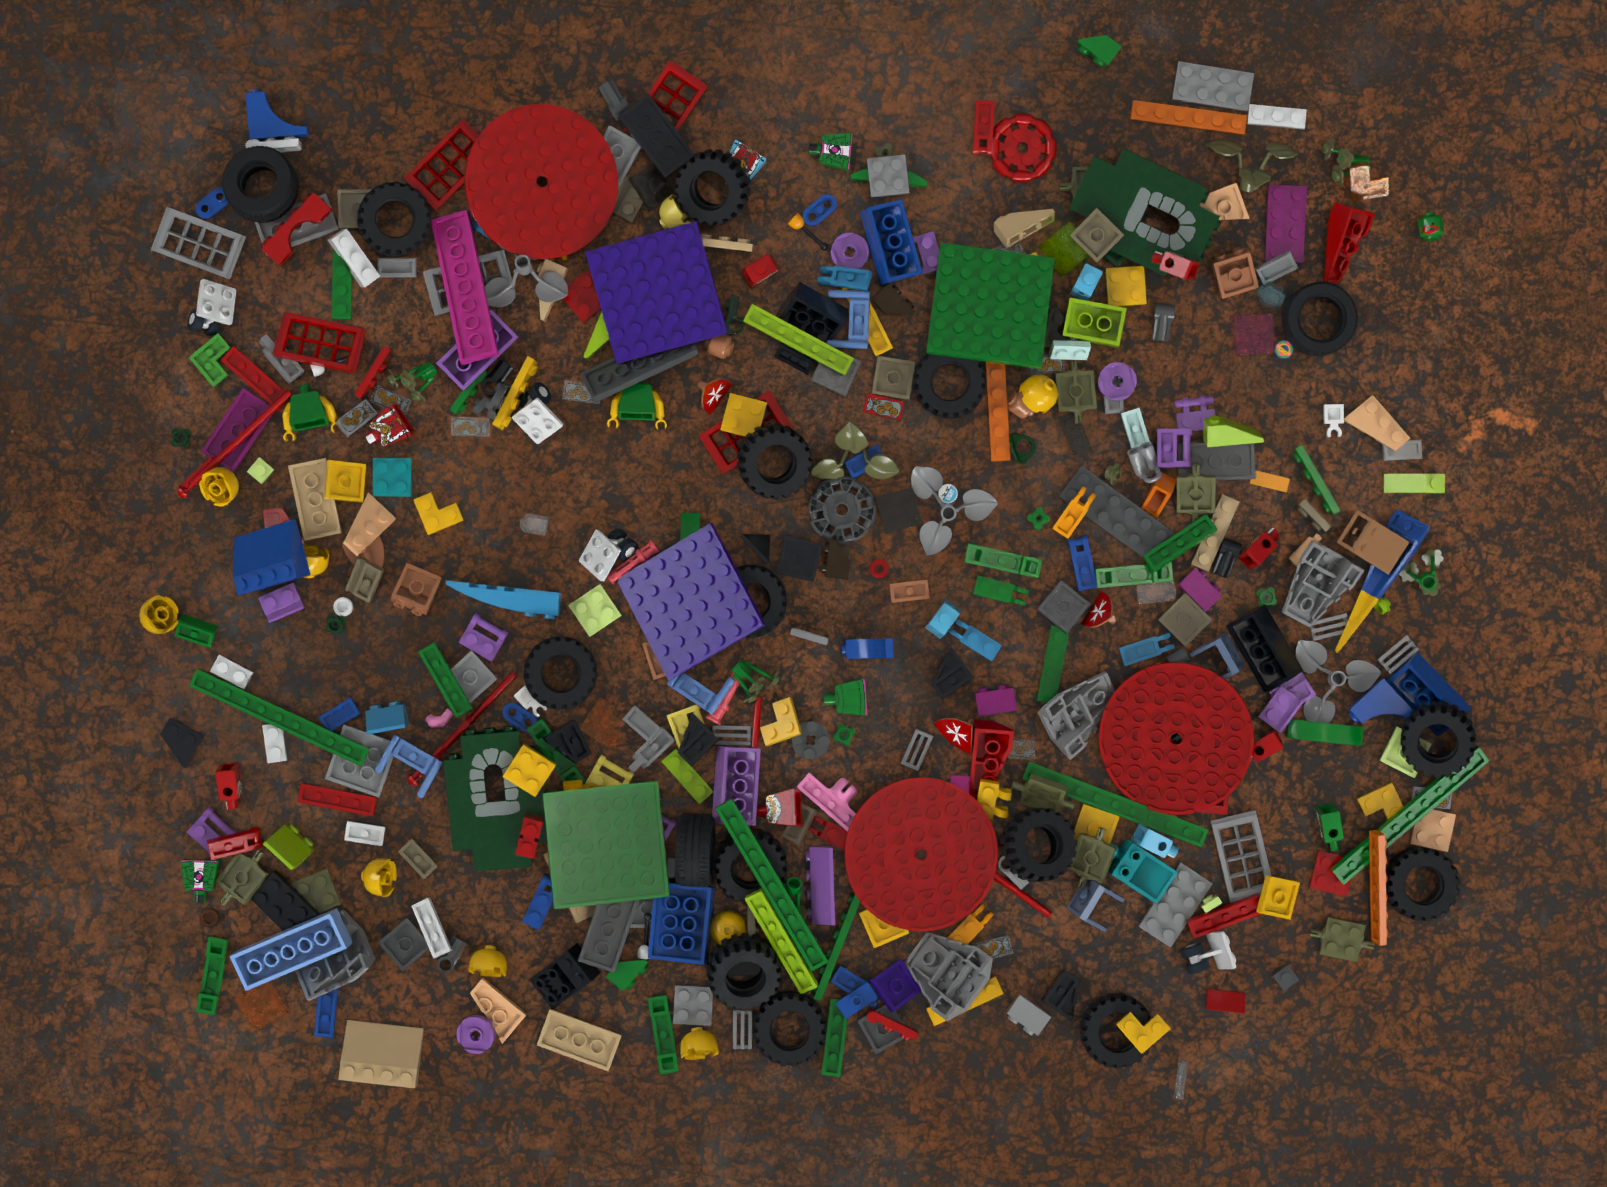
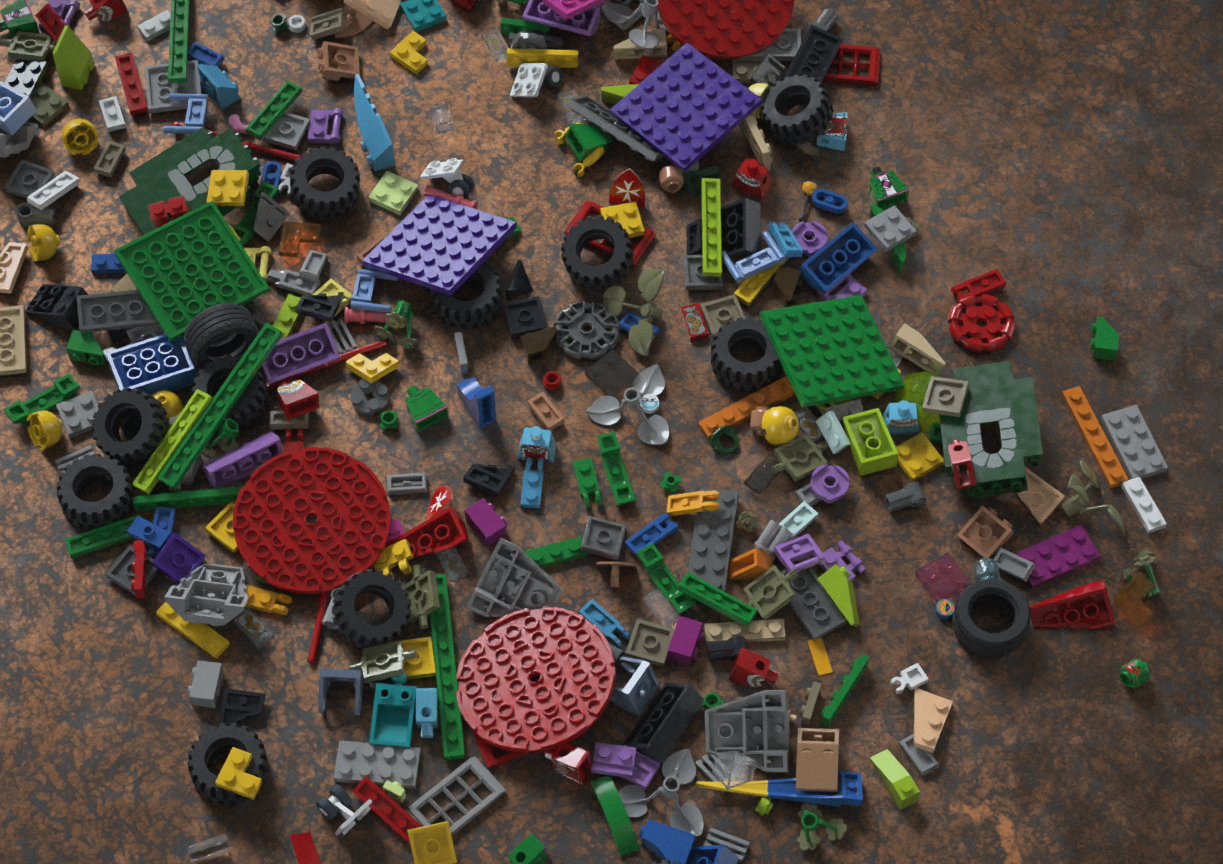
camera: 65 degrees right, 30 degrees down
(831, 800) = (324, 432): bright pink plate -> none
(1342, 616) = (733, 768): none -> clear slope

